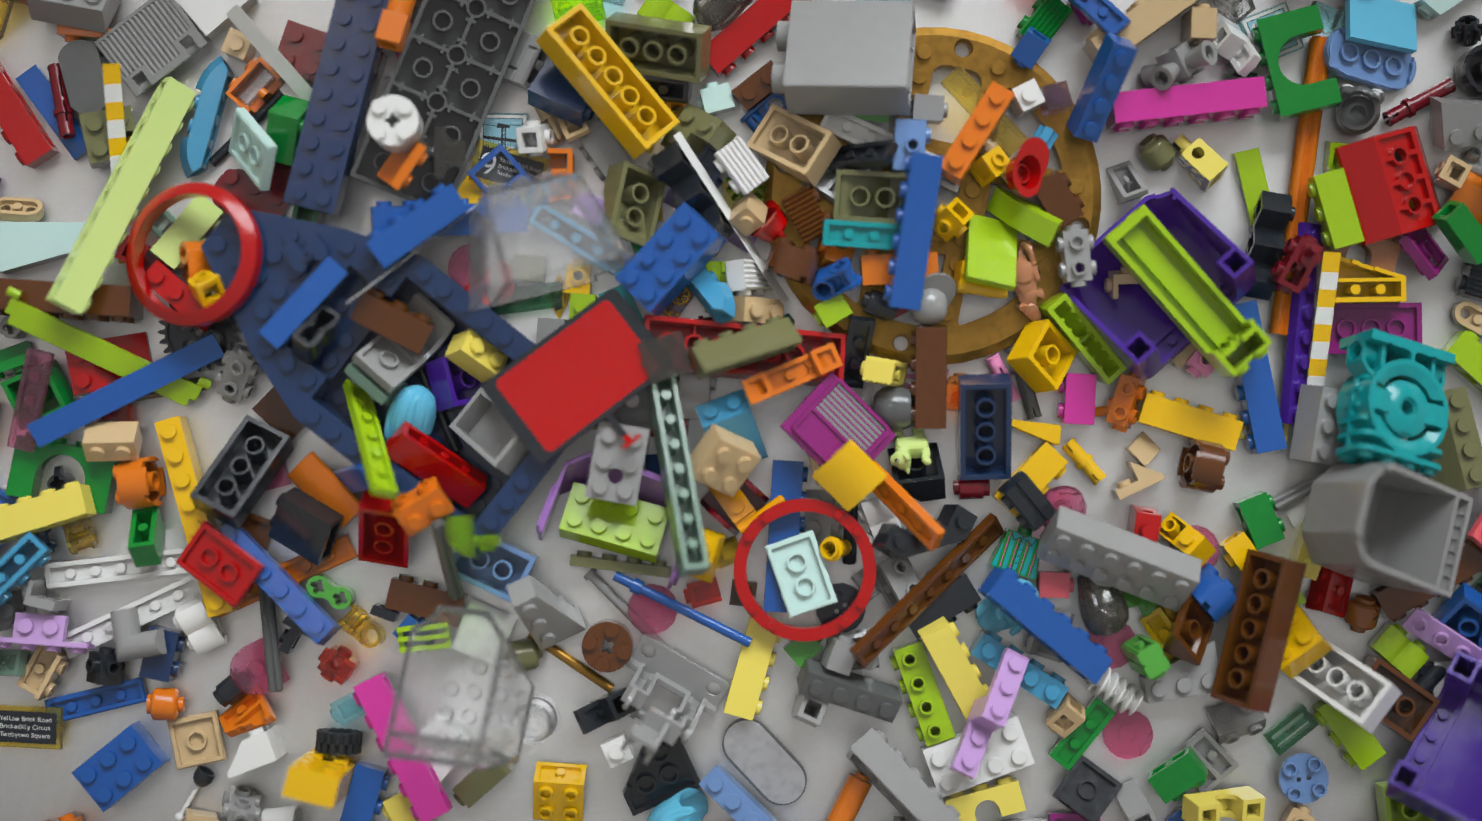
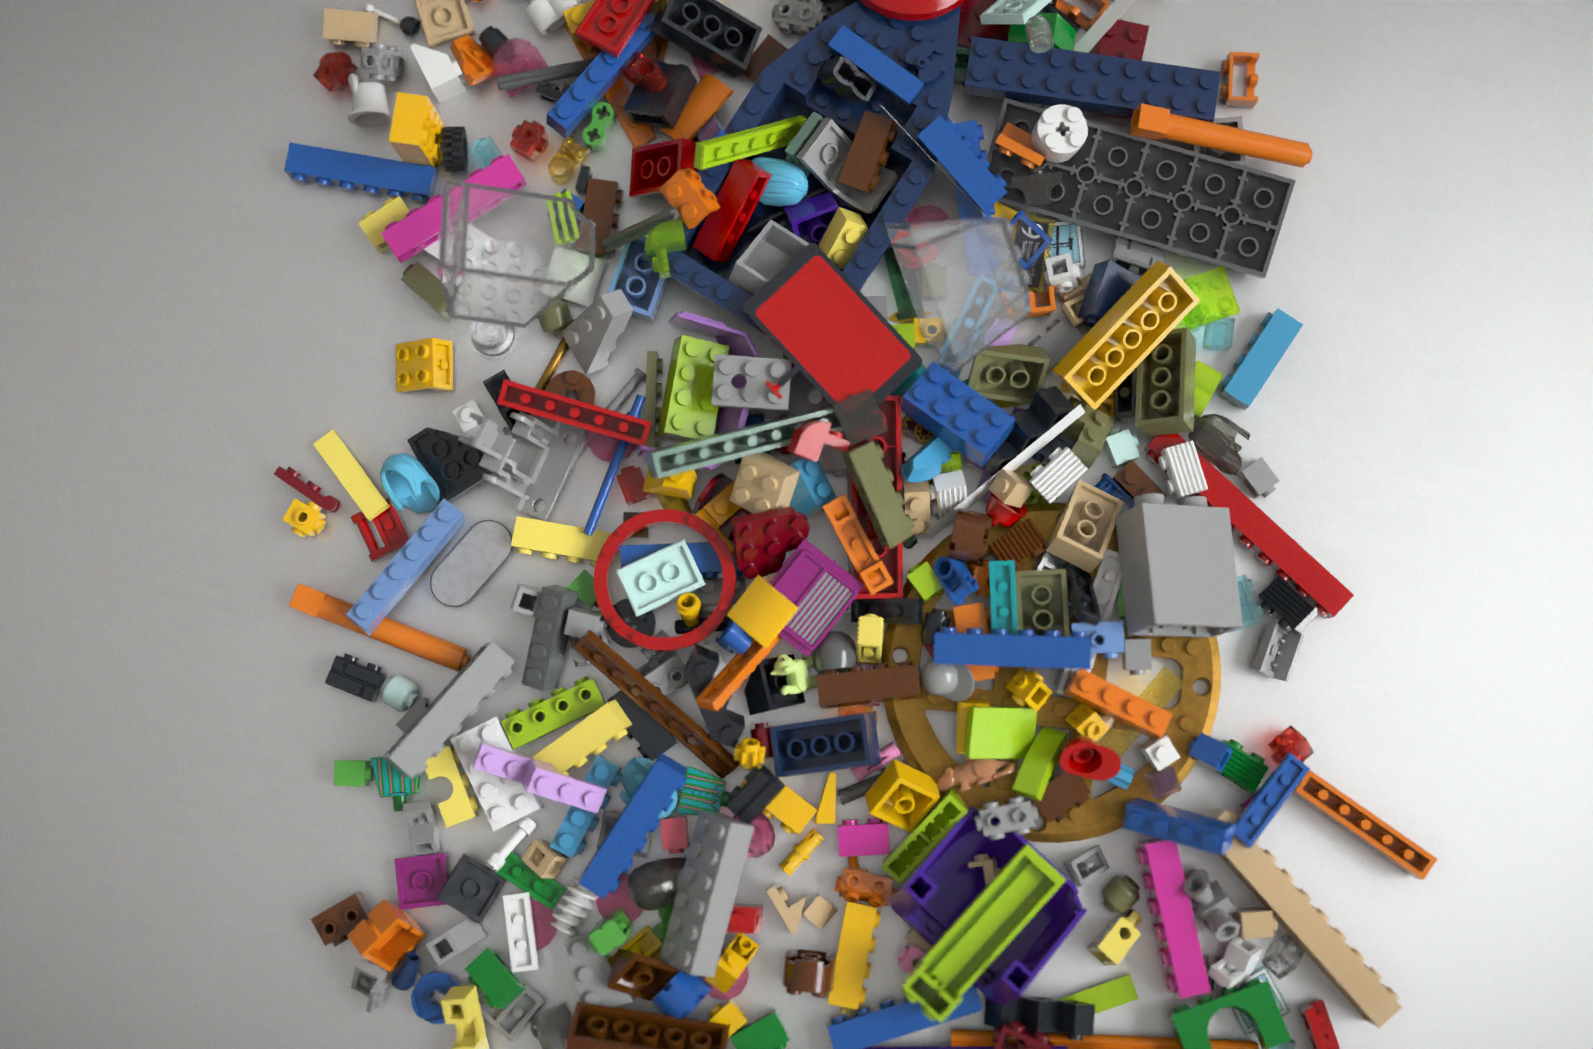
camera: 90 degrees right, 5 degrees down
(282, 539) = (645, 73): none -> clear red piece
(289, 132) = (1039, 34): none -> clear brick
(628, 644) = (574, 413): none -> red brick
(680, 408) = (811, 437): none -> brick
(748, 40) = (1183, 470): none -> white brick
(776, 465) = (765, 538): none -> dark red plate
(872, 505) = (734, 639): none -> blue piece
(985, 502) = (749, 753): none -> yellow gear
(1063, 763) = (496, 860): none -> white bar
(1135, 745) = (520, 932): none -> white plate

